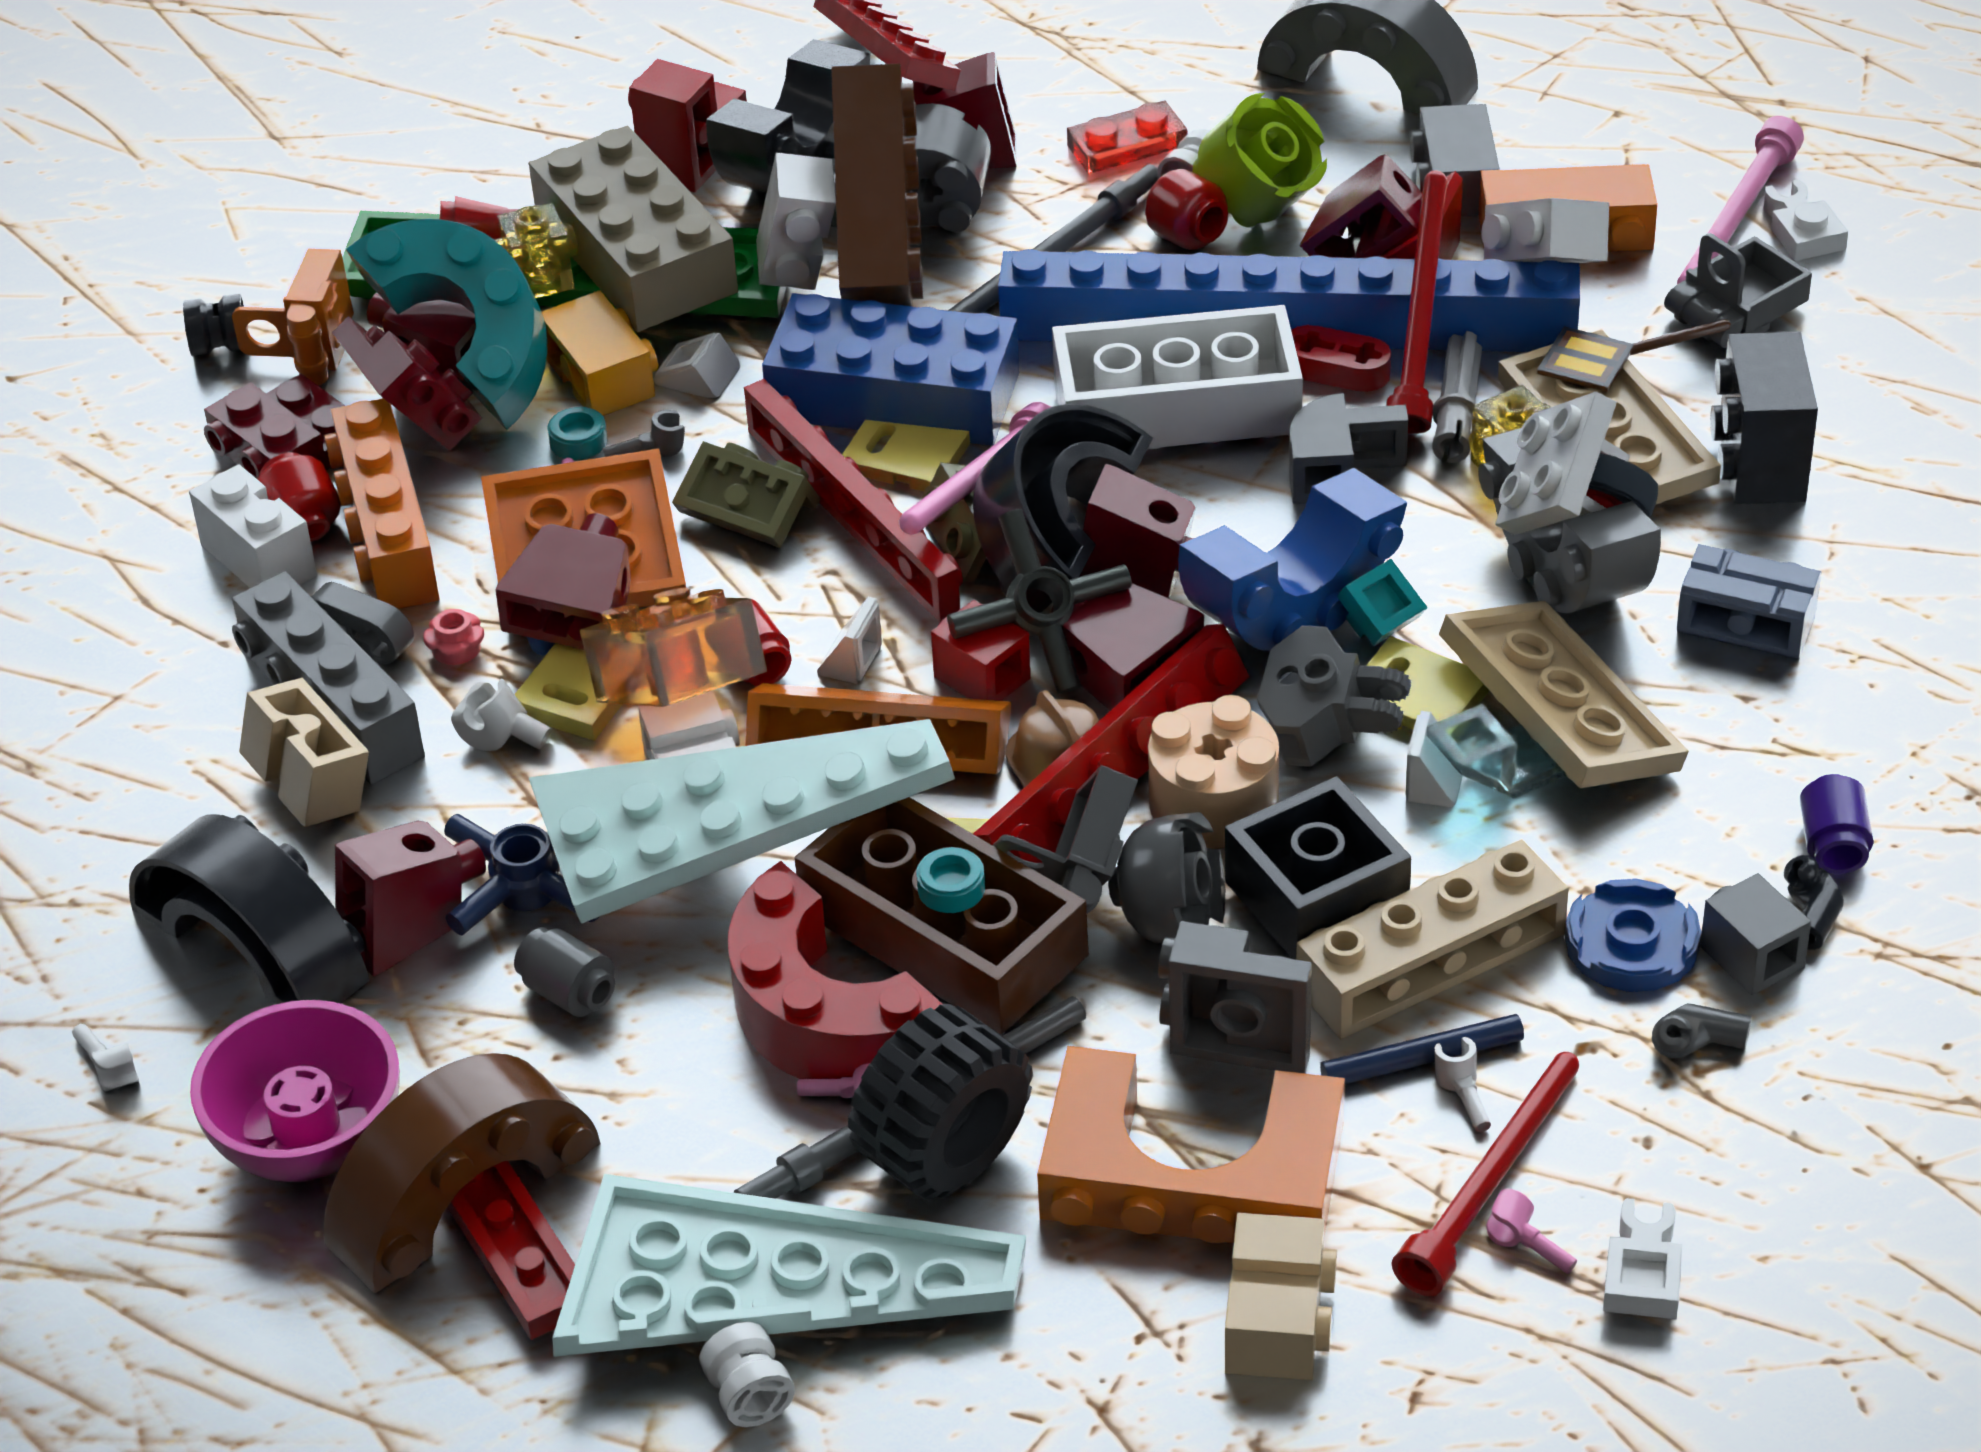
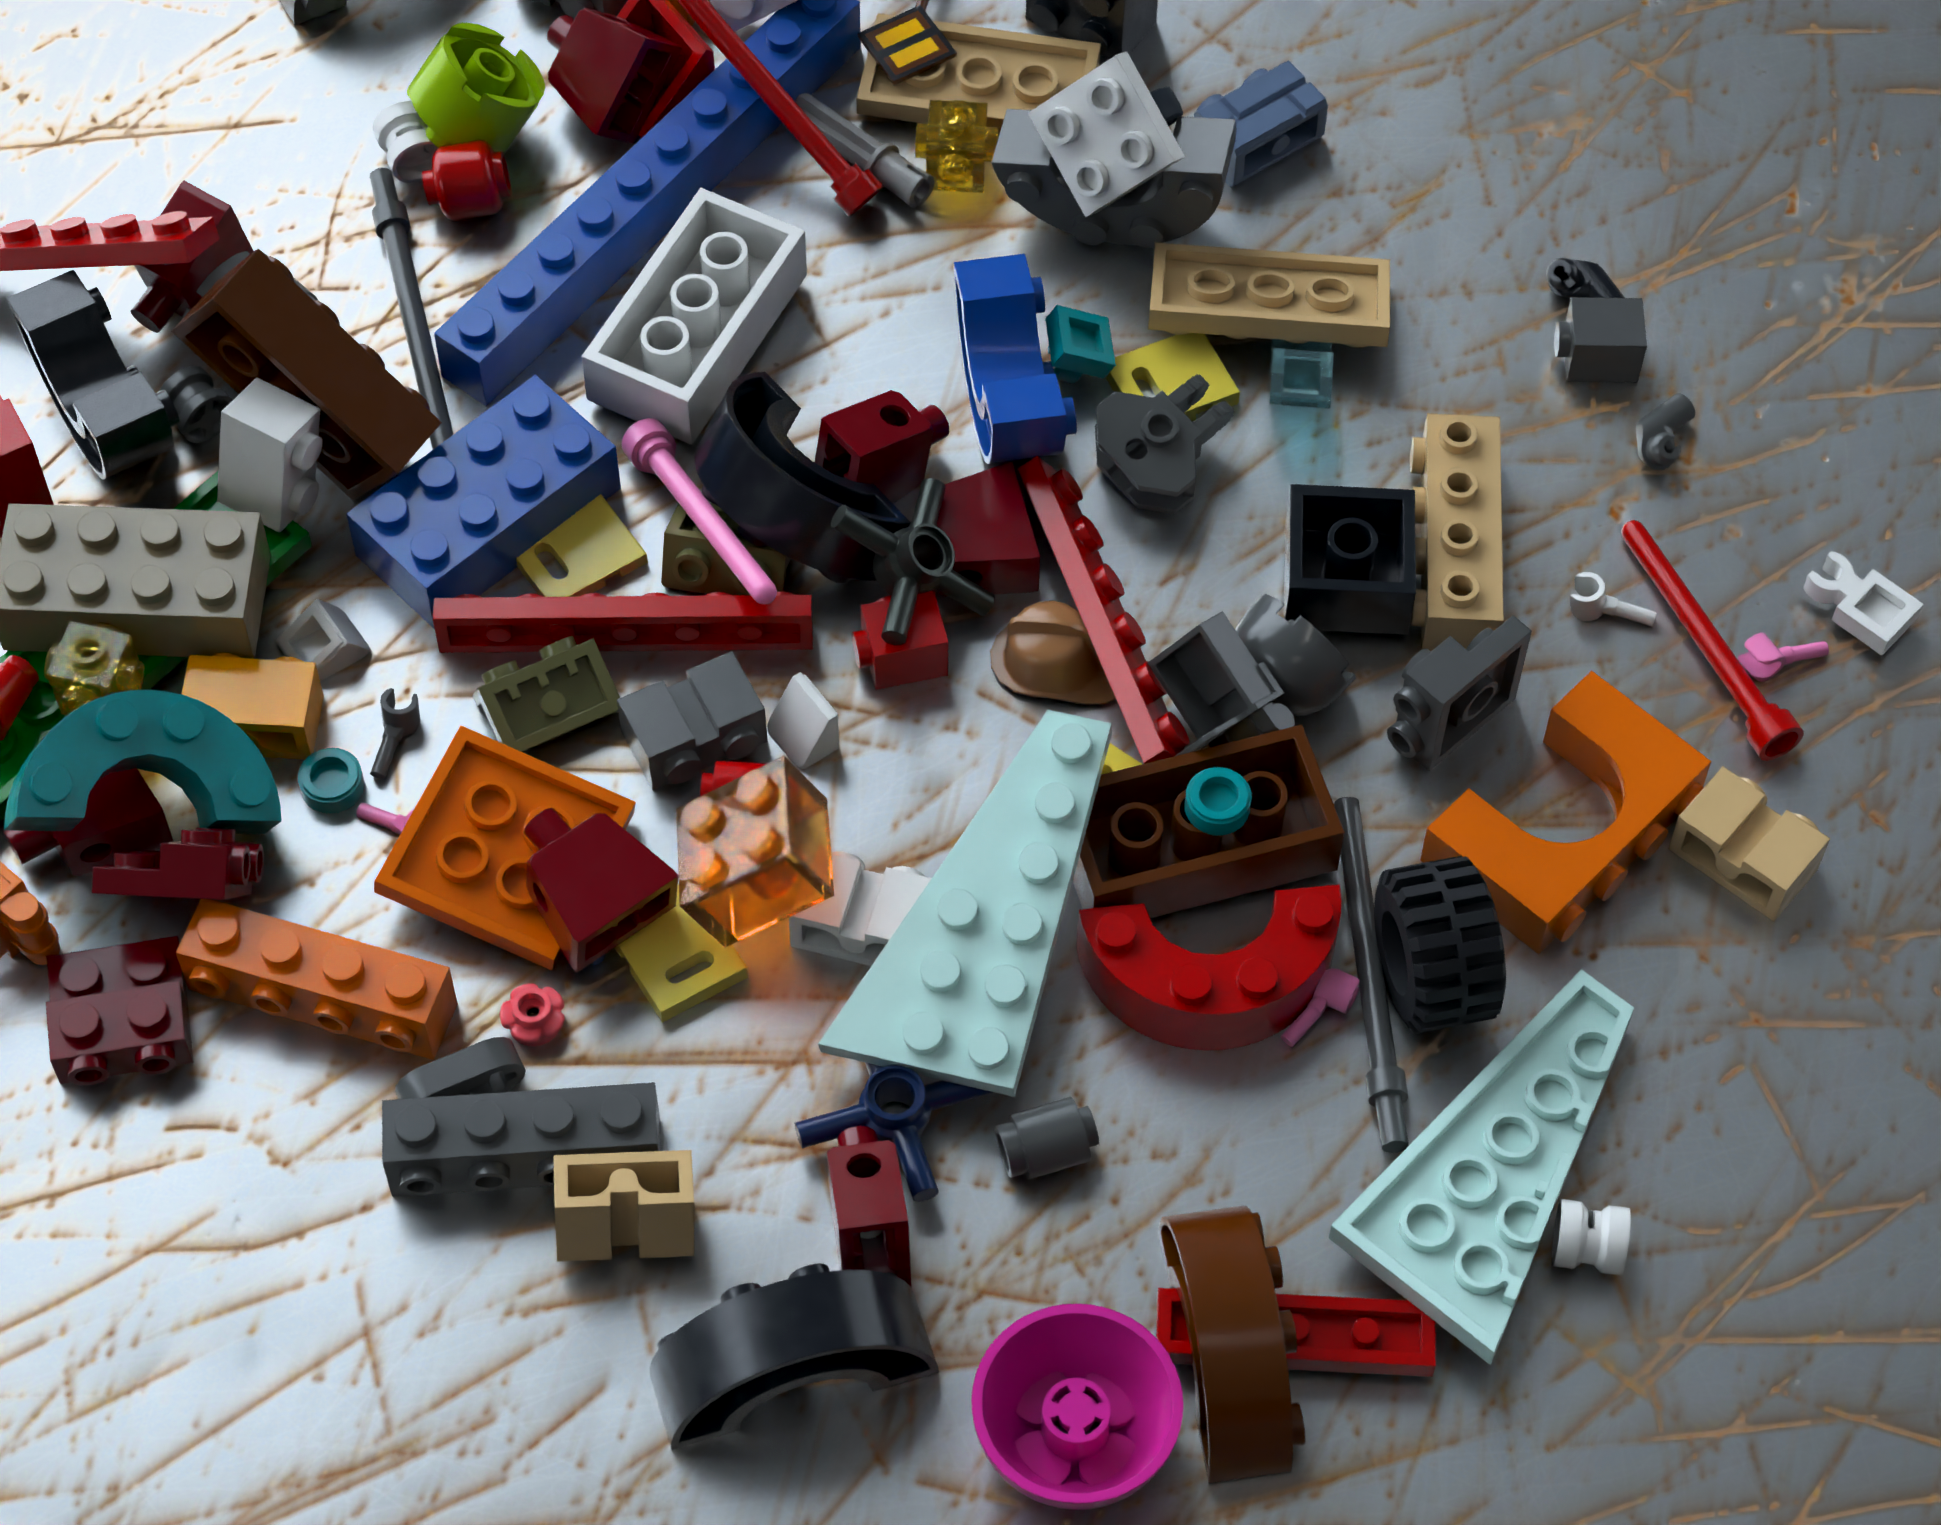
camera: 60 degrees left, 15 degrees up
(248, 531) = (264, 1111): white brick -> none
(305, 488) = (241, 1046): red head -> none
(491, 716) = (678, 1034): white piece -> none
(794, 582) = (693, 722): none -> dark grey brick
(969, 729) = (930, 757): orange brick -> none
(1126, 136) = (305, 164): clear red plate -> none
(1213, 762) = (1180, 561): light nougat brick -> none
(1335, 438) = (855, 265): dark grey brick -> none
(1342, 358) = (737, 184): red beam -> none
(1422, 1049) = (1555, 611): dark blue bar -> none
(1428, 772) = (1266, 426): white slope -> none
(1632, 935) = (1540, 409): blue tile -> none
(1836, 823) = (1527, 222): dark purple brick -> none

